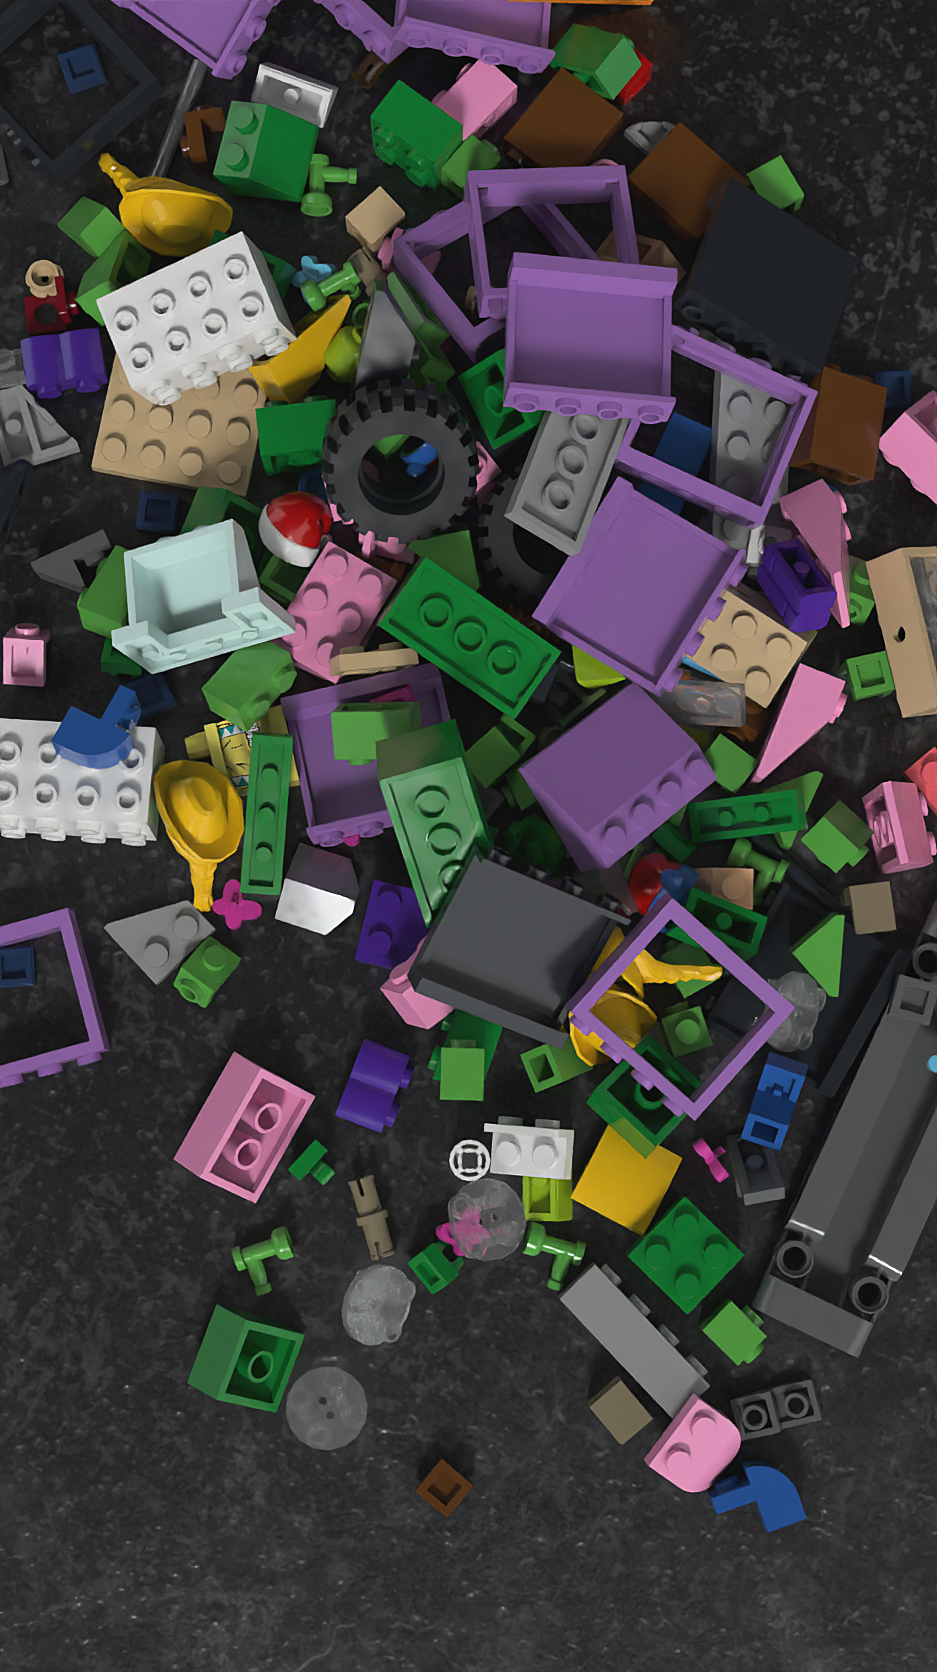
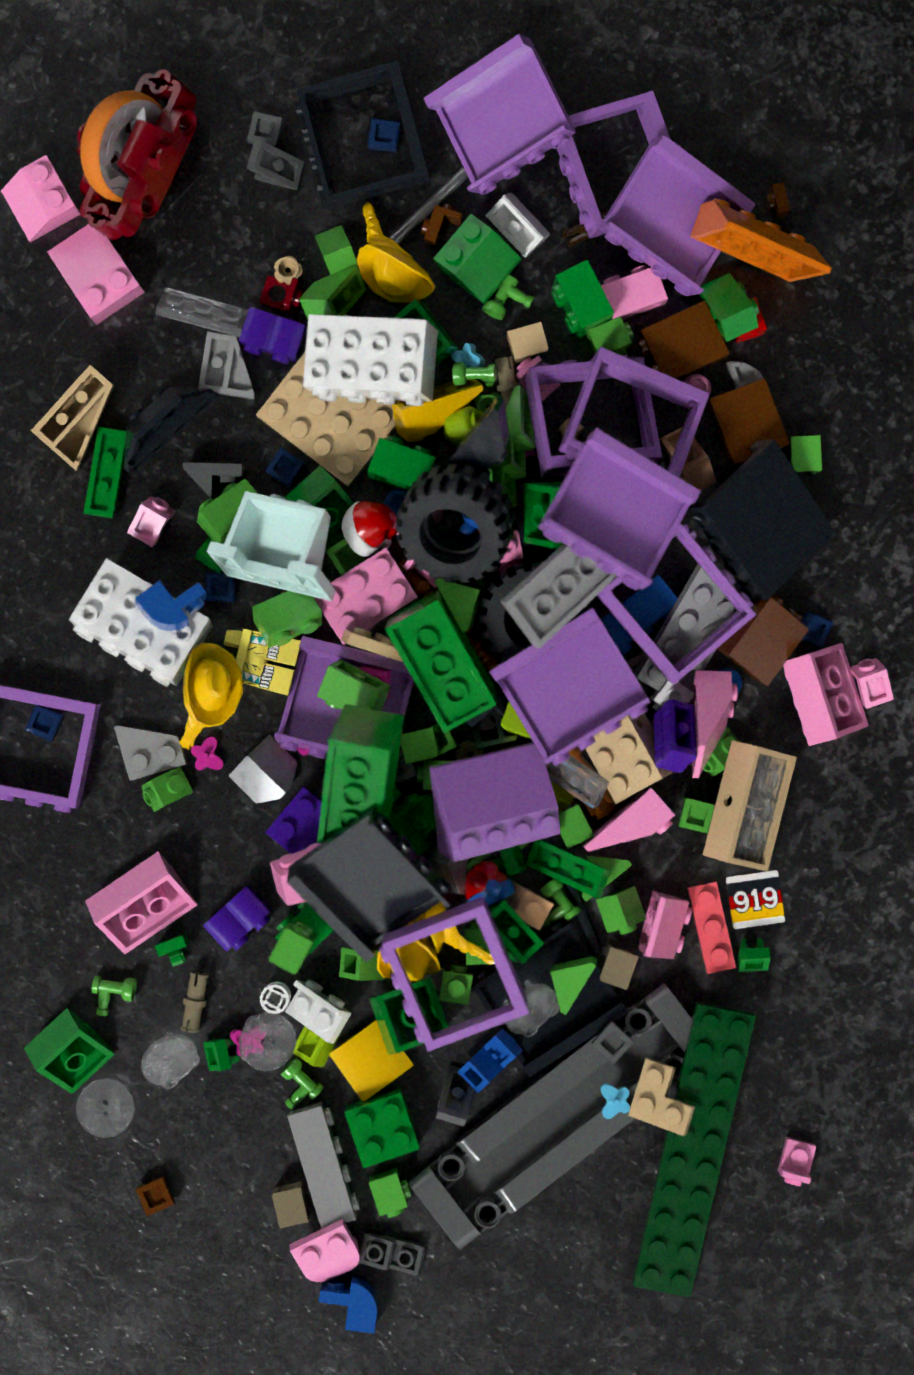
camera: 30 degrees right, 5 degrees up
(266, 813) = (255, 707): green plate -> none
(710, 1158) = (431, 1074): dark pink piece -> none

